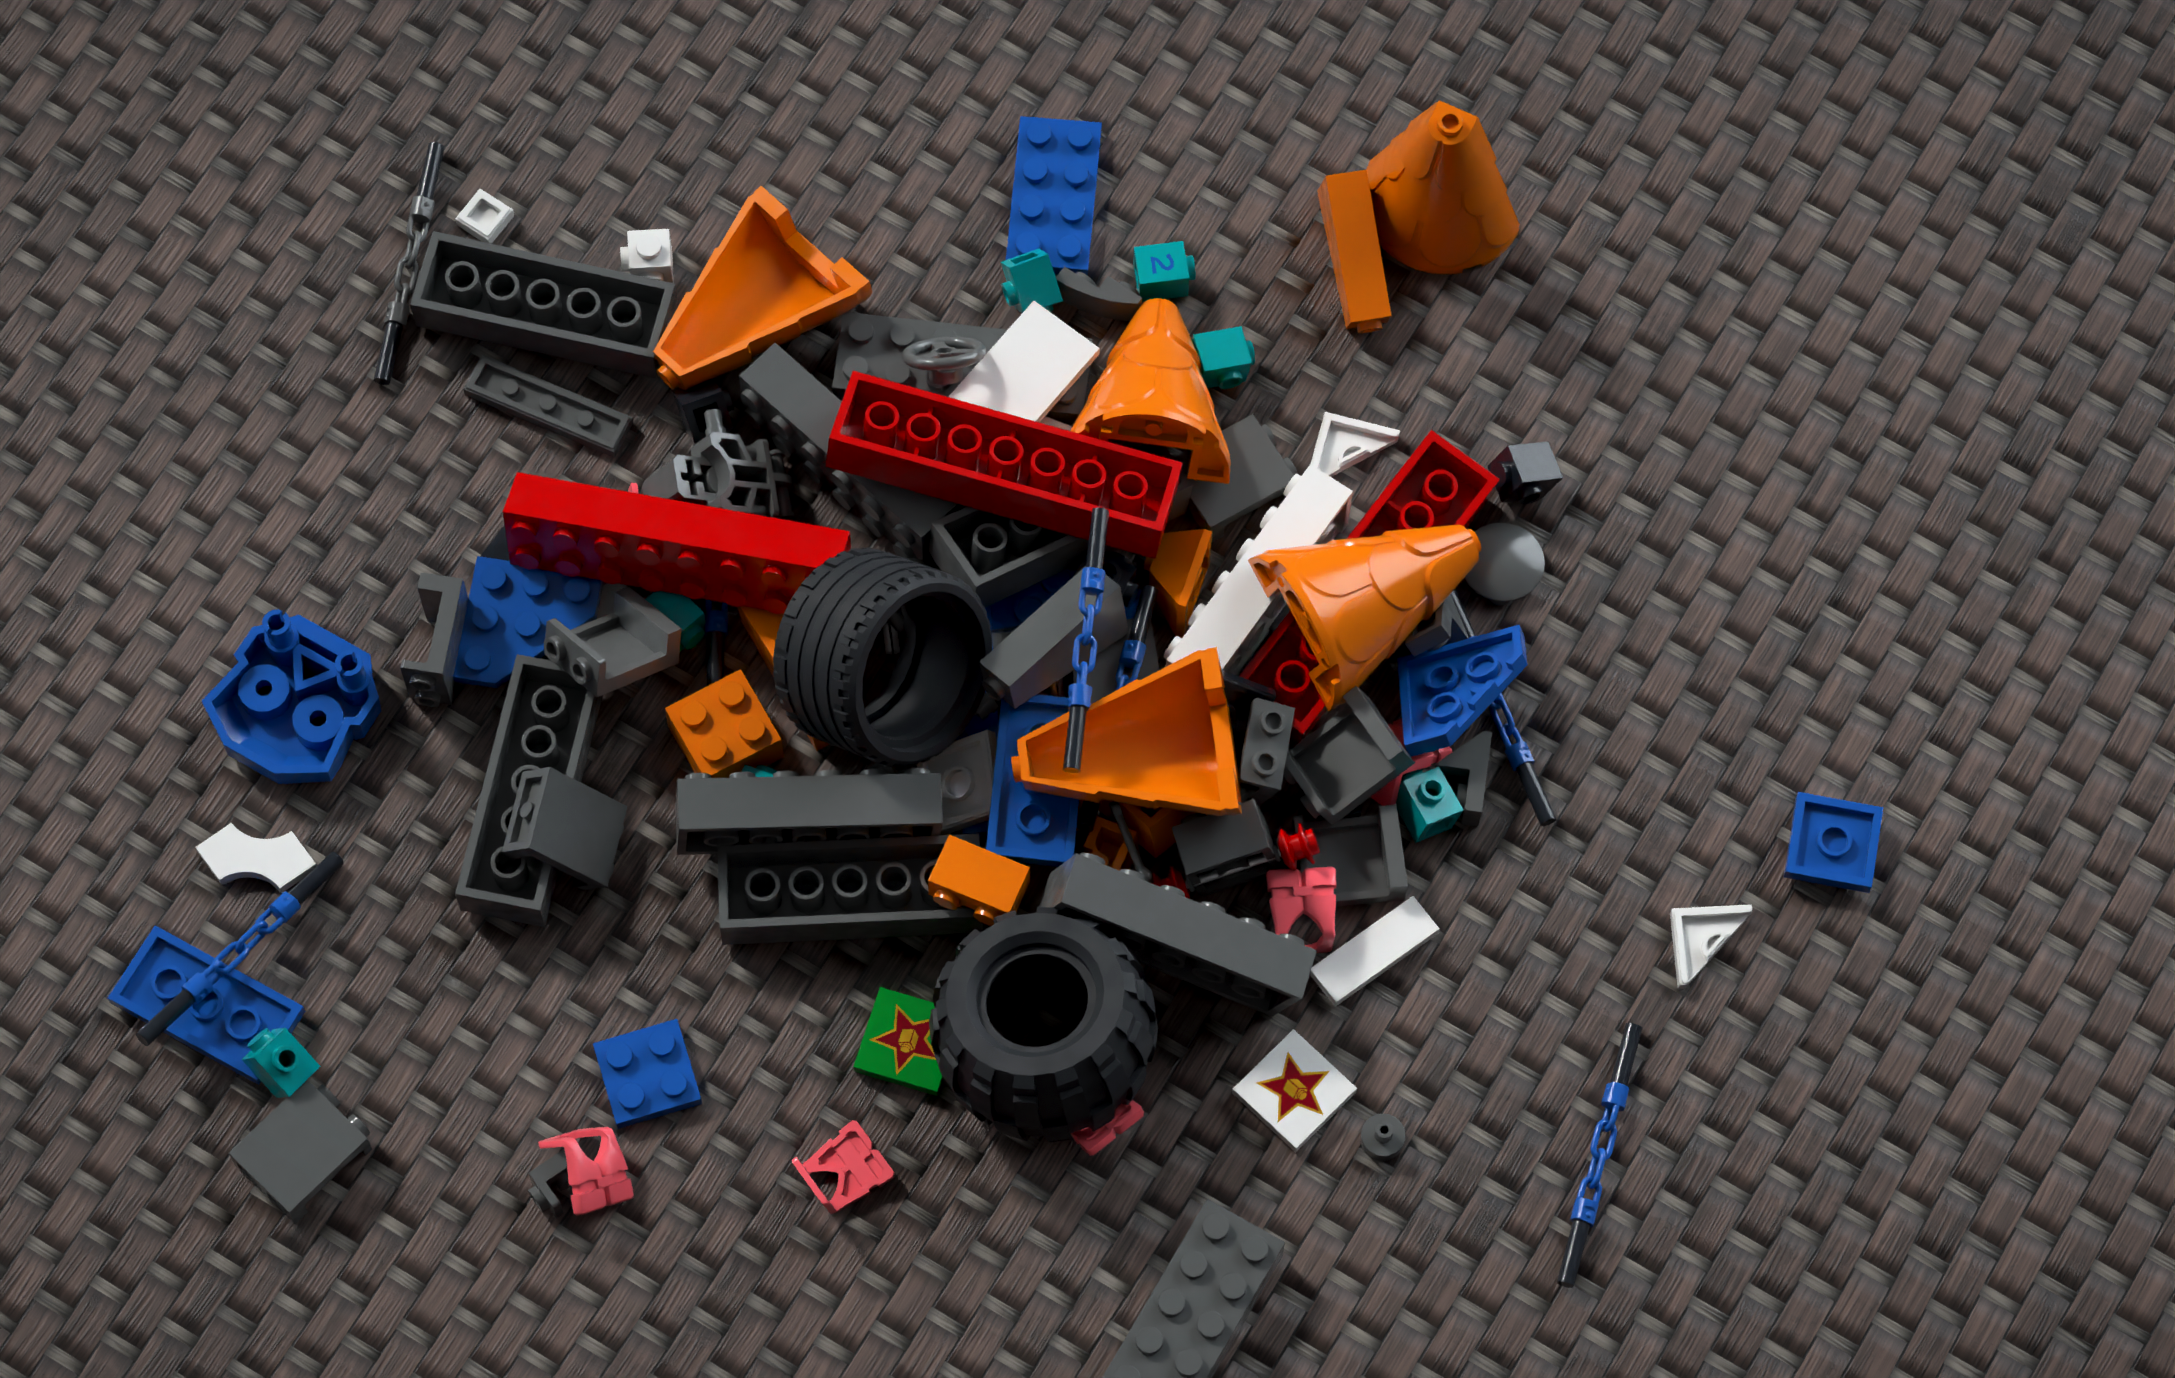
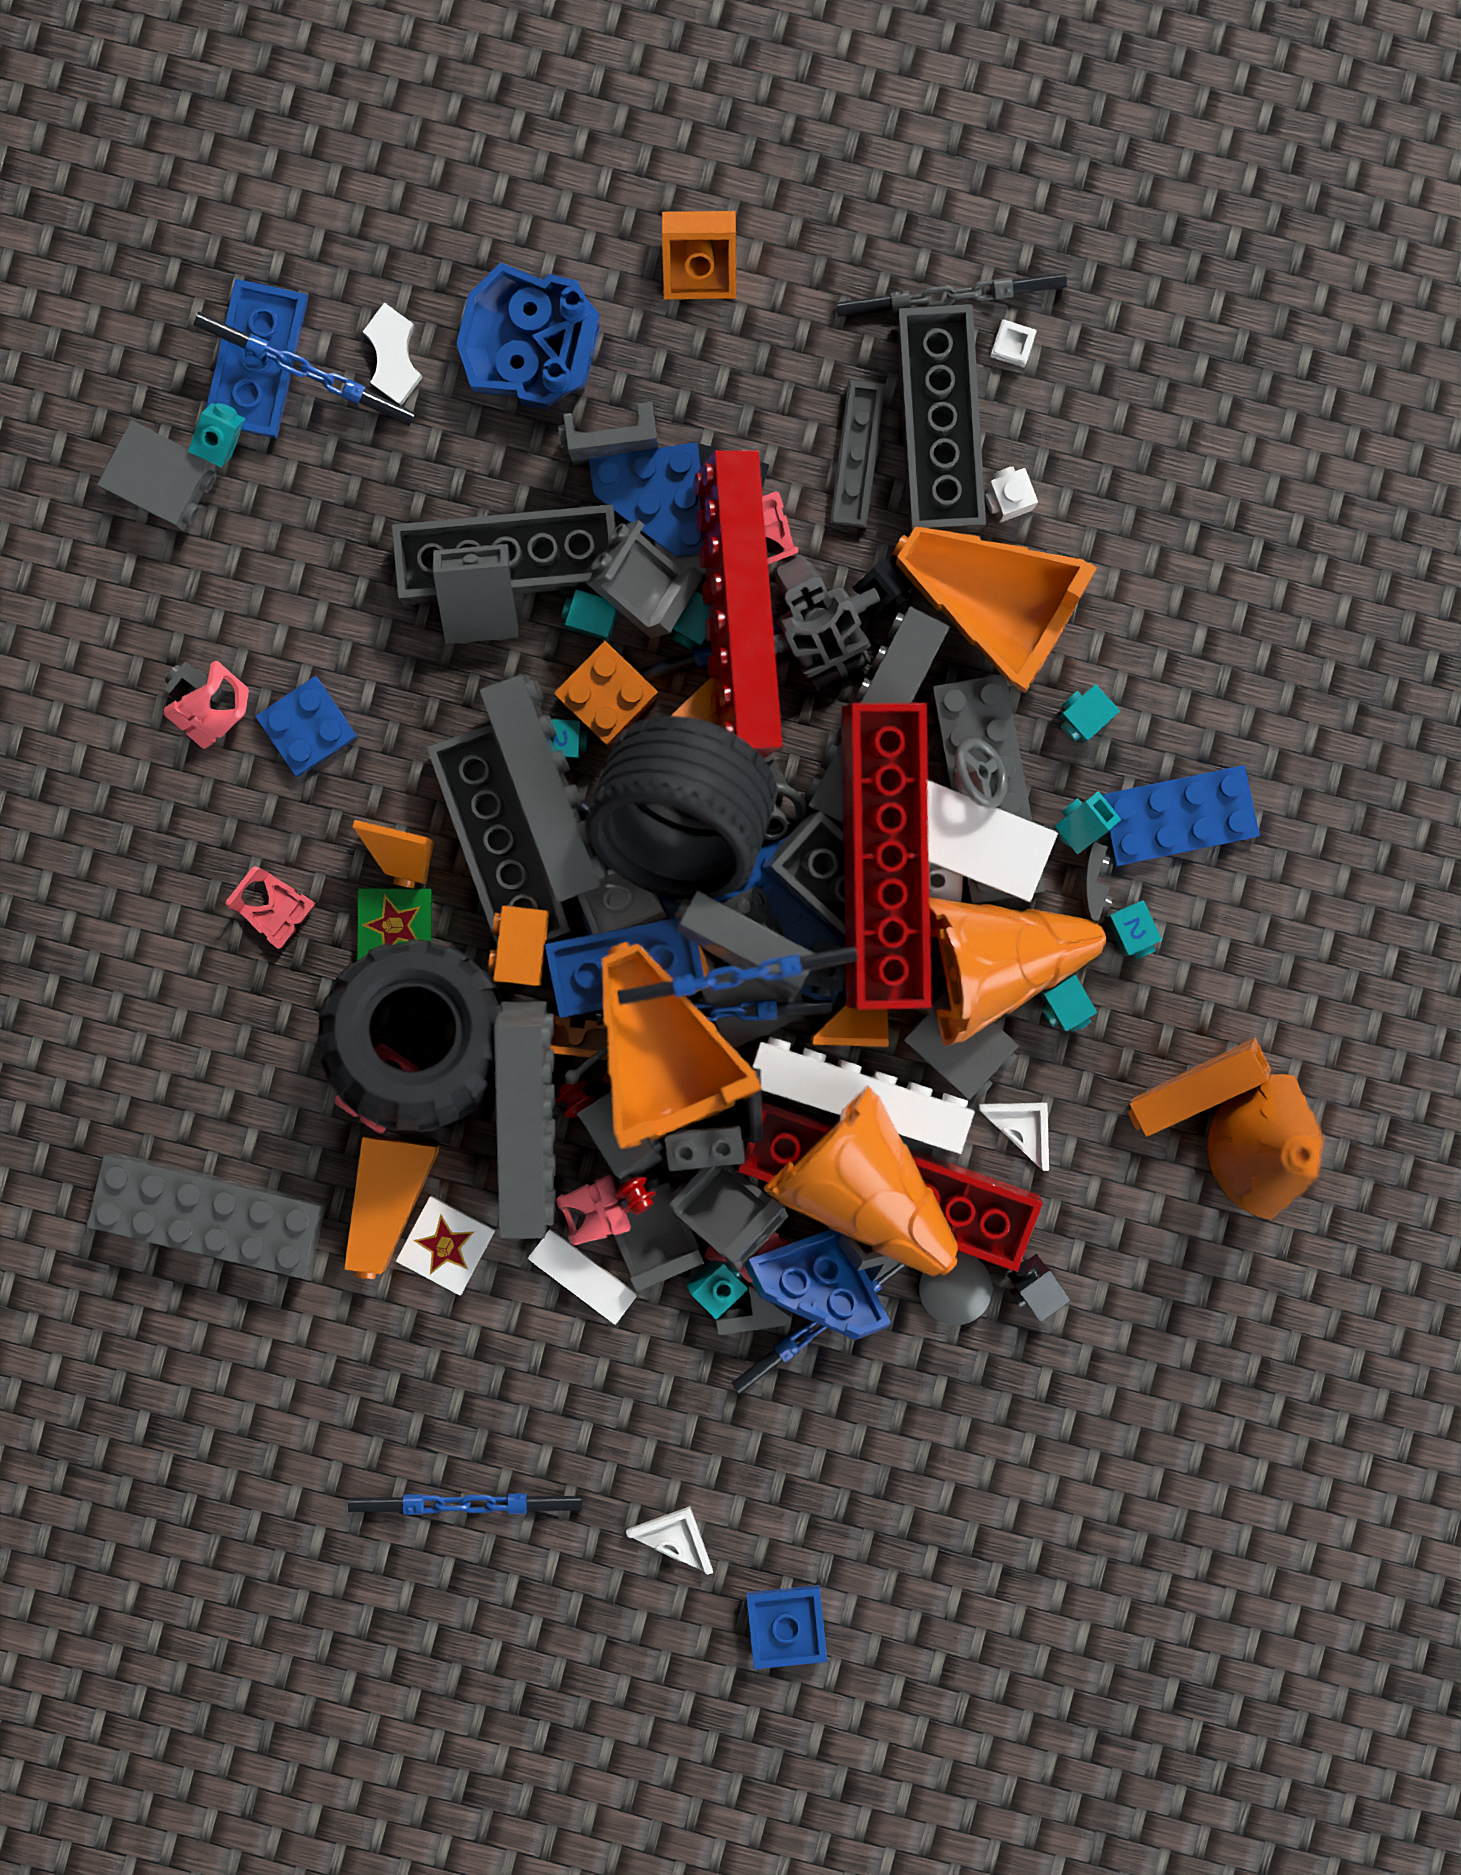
camera: 70 degrees right, 20 degrees up
(269, 499) = (699, 254): none -> orange slope
(629, 725) = (589, 615): none -> teal brick
(825, 1003) = (397, 852): none -> orange slope
(913, 252) = (1086, 714): none -> teal brick
(1220, 1137) = (385, 1194): none -> orange slope
(1380, 1145) = (434, 1320): dark grey tile -> none

